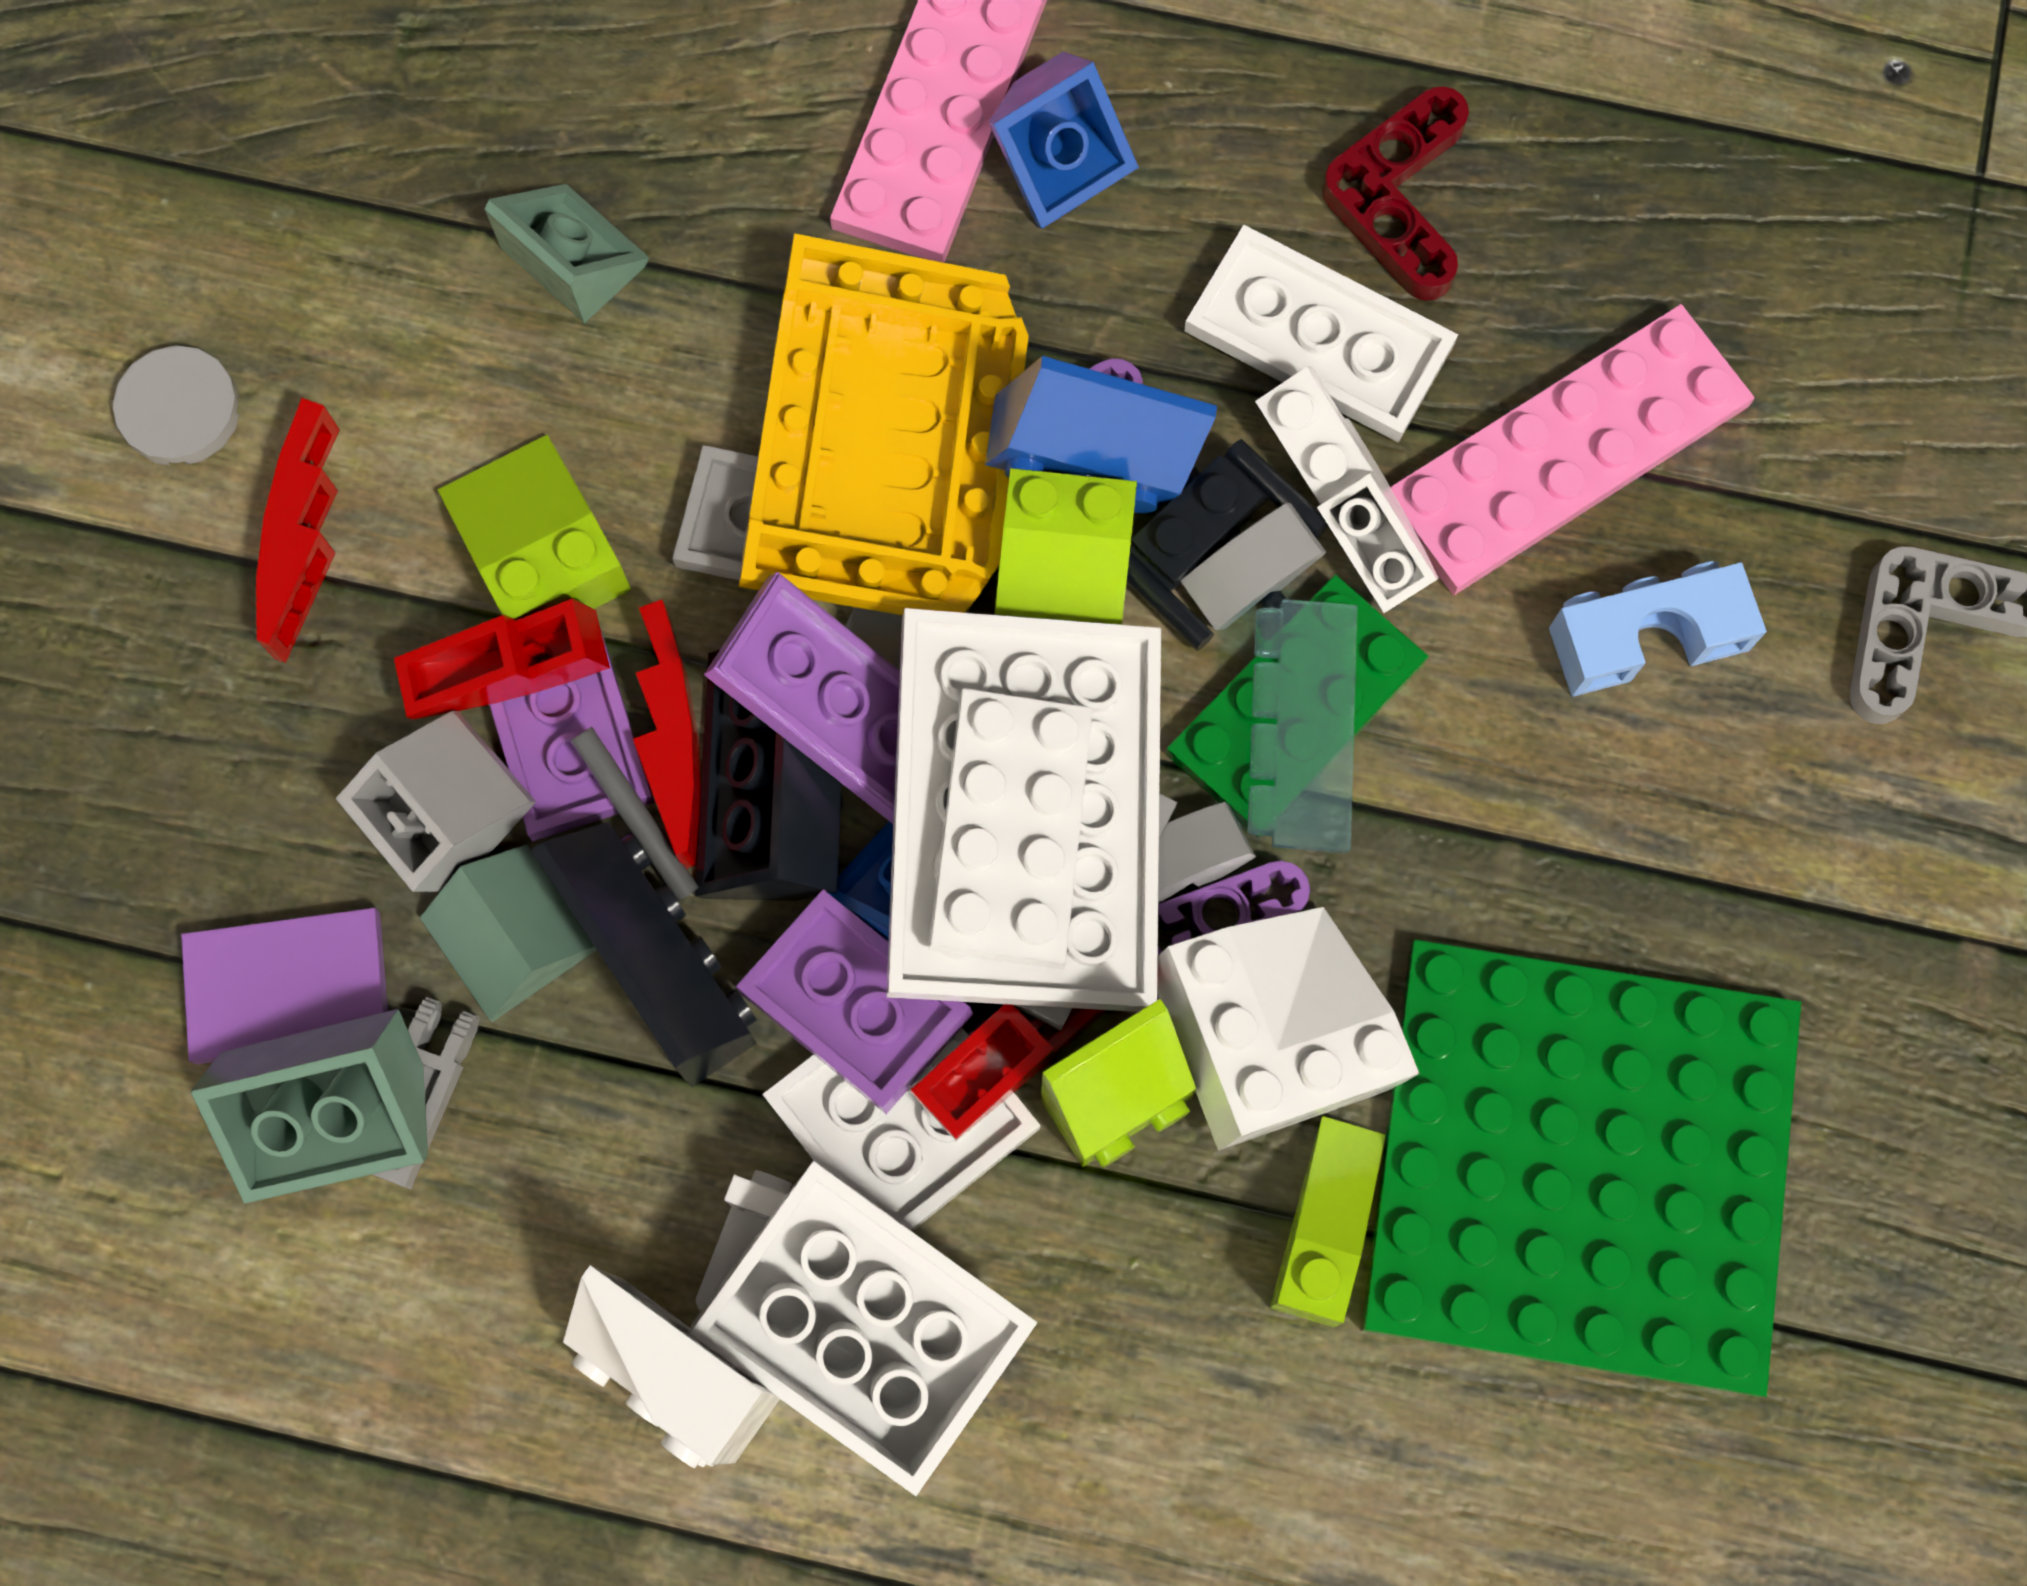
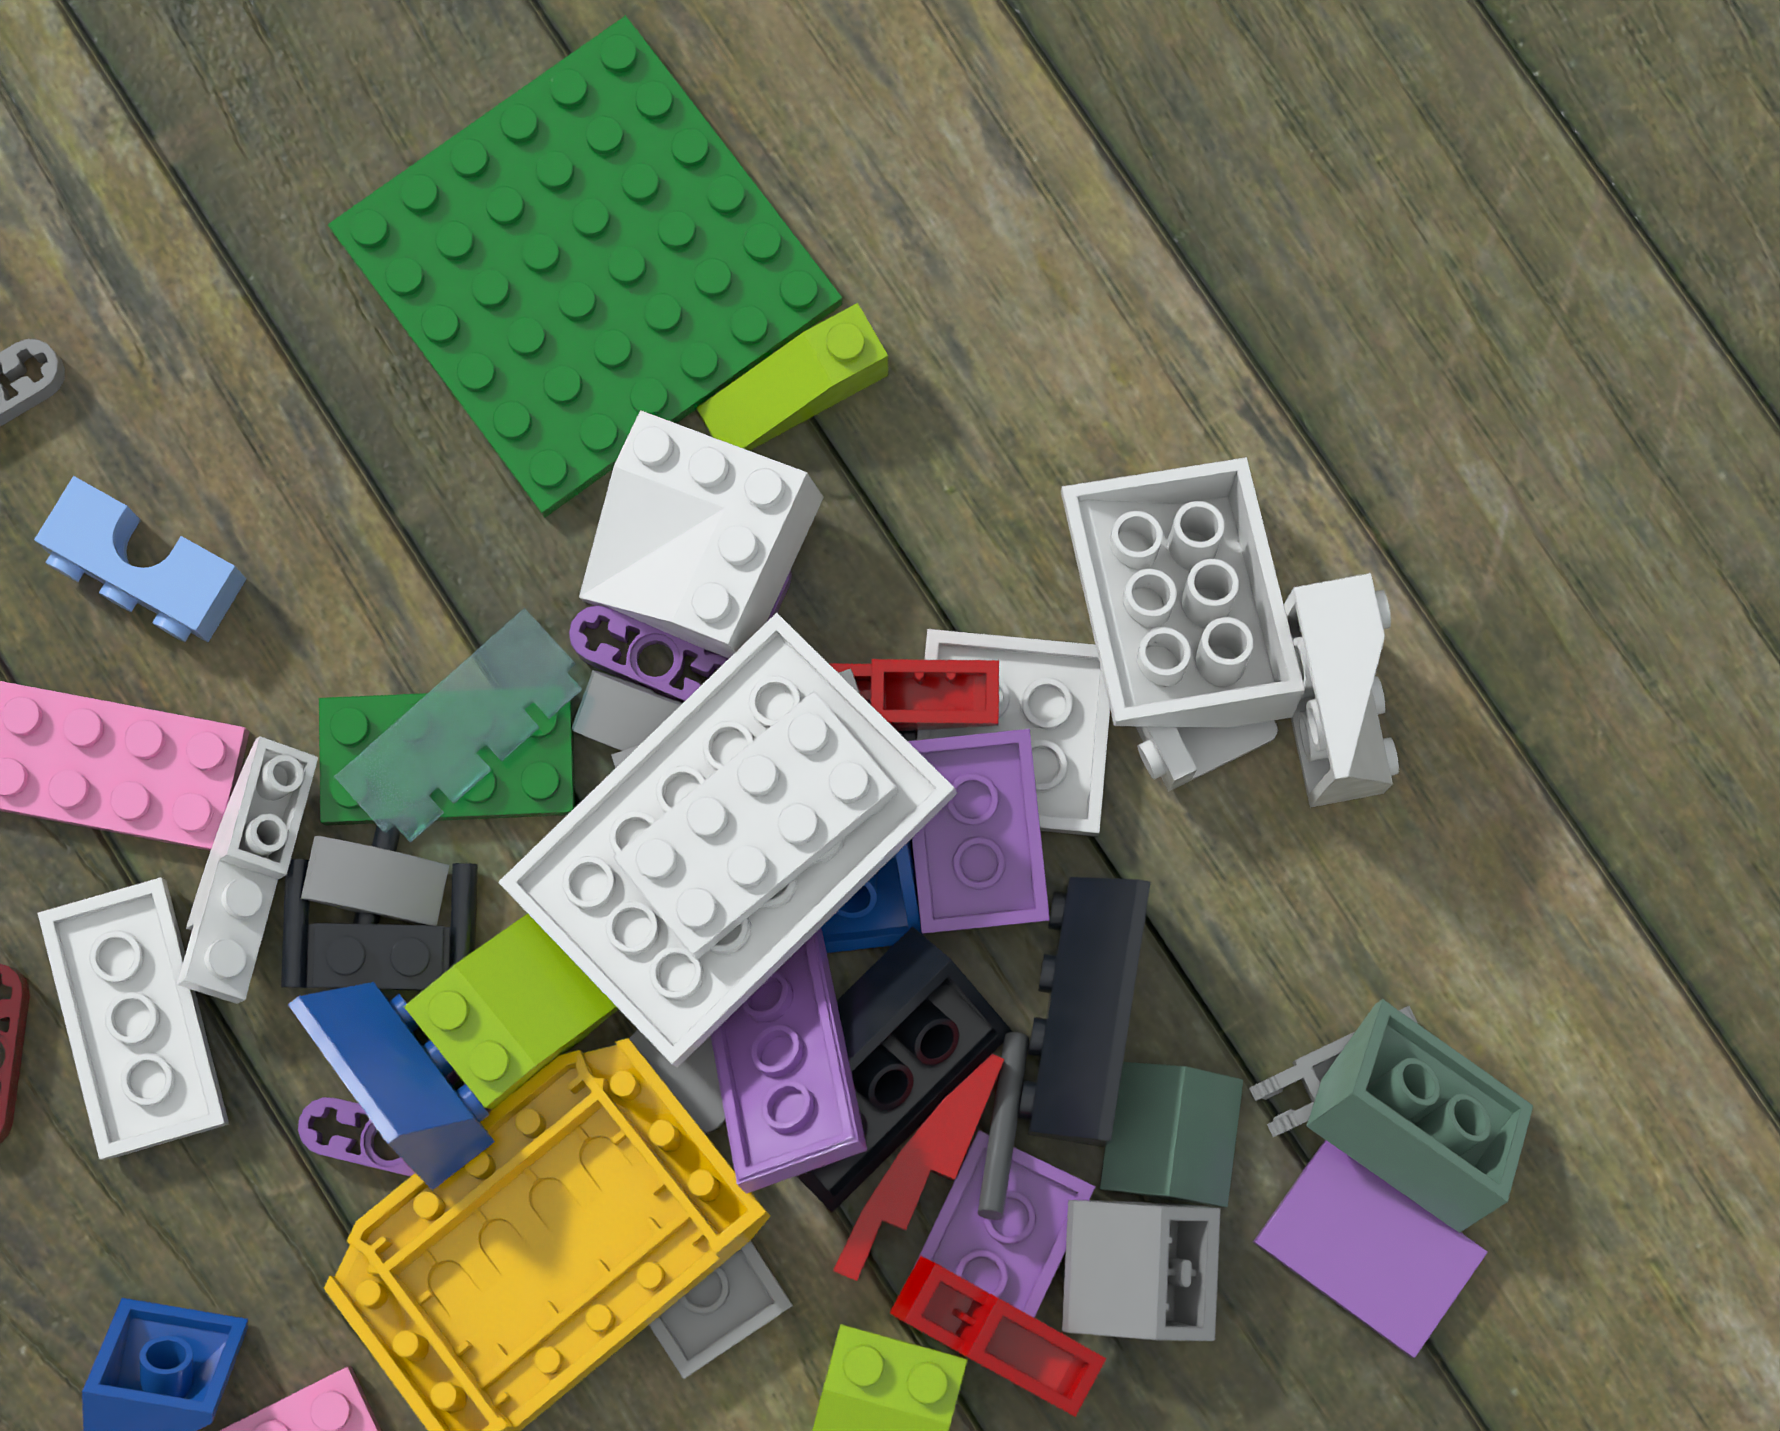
camera: 135 degrees left, 5 degrees up
(1119, 1086) = (851, 597): lime slope -> none

